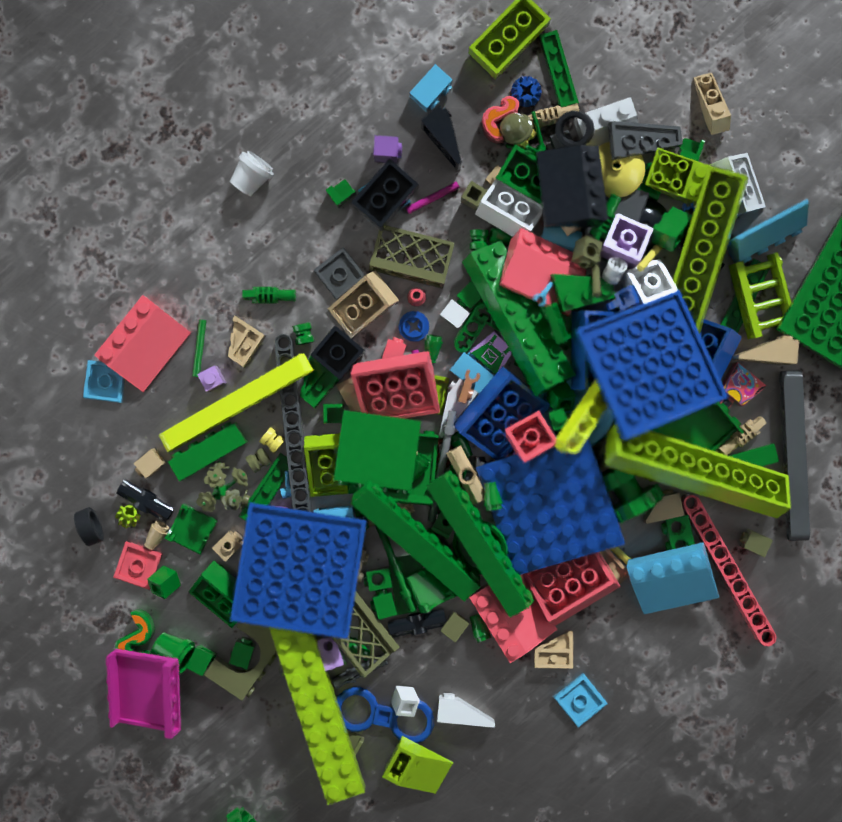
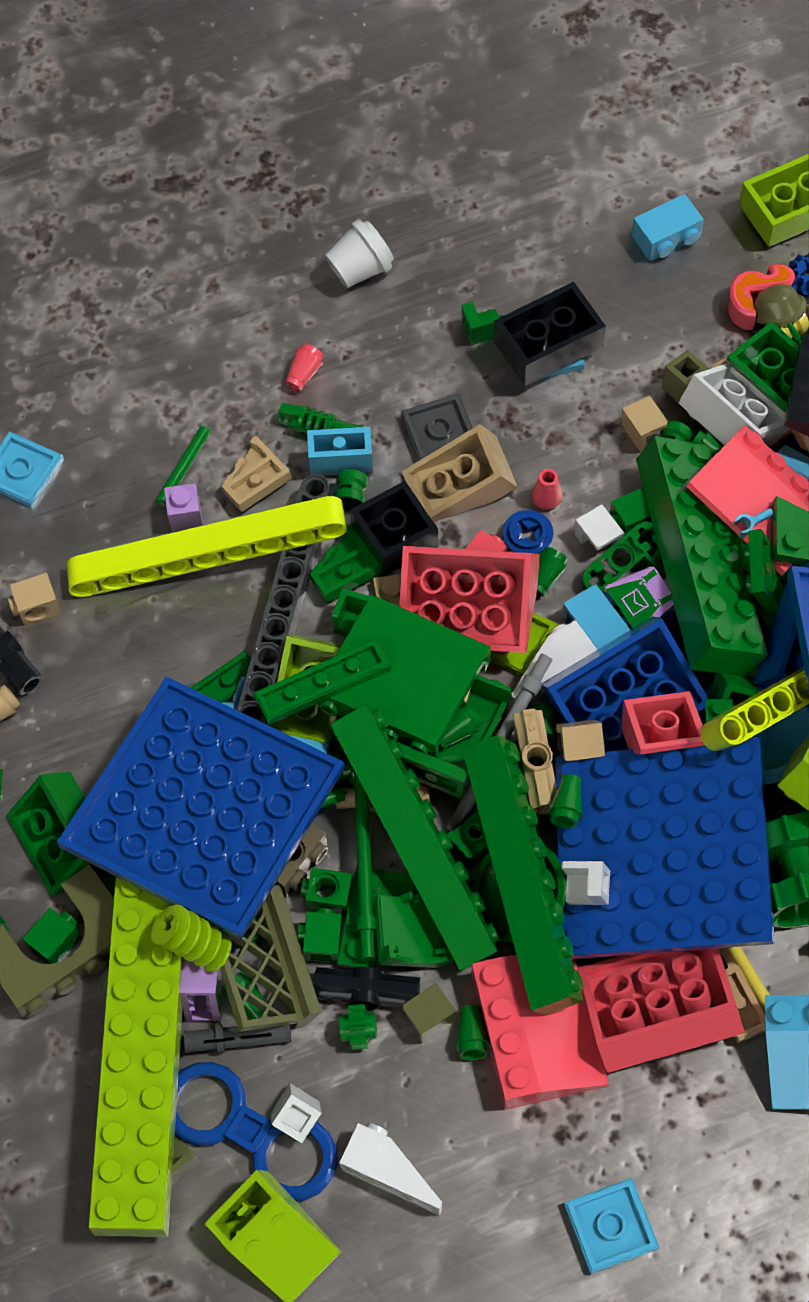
camera: 25 degrees right, 25 degrees down
(142, 343) = (100, 429): coral slope -> none
(191, 529) = (55, 717): green piece -> none
(208, 451) = (131, 610): green brick -> none
(228, 545) = (97, 754): tan brick -> none
(229, 498) = (132, 669): olive plant -> none
(245, 259) = (304, 365): none -> coral cone
(258, 460) = (206, 647): olive wheel -> none
(272, 440) = (240, 625): light yellow wheel -> none
(288, 313) = (339, 450): none -> medium azure brick
(320, 647) = (191, 938): none -> lime piece
(336, 474) = (322, 681): none -> green tile
(387, 147) = (575, 266): medium lavender brick -> none
(408, 272) = (547, 452): olive fence -> none
(420, 646) = (358, 1026): none -> green gear
(431, 198) = (619, 370): dark pink bar -> none
(440, 130) = (661, 282): black slope -> none
(458, 232) = (642, 420): none -> tan panel
(466, 391) = (578, 635): nougat plate -> none
(487, 455) = (581, 740): none -> tan panel
(517, 539) = (587, 882): none -> white panel
(555, 653) = (591, 1122): tan wing -> none

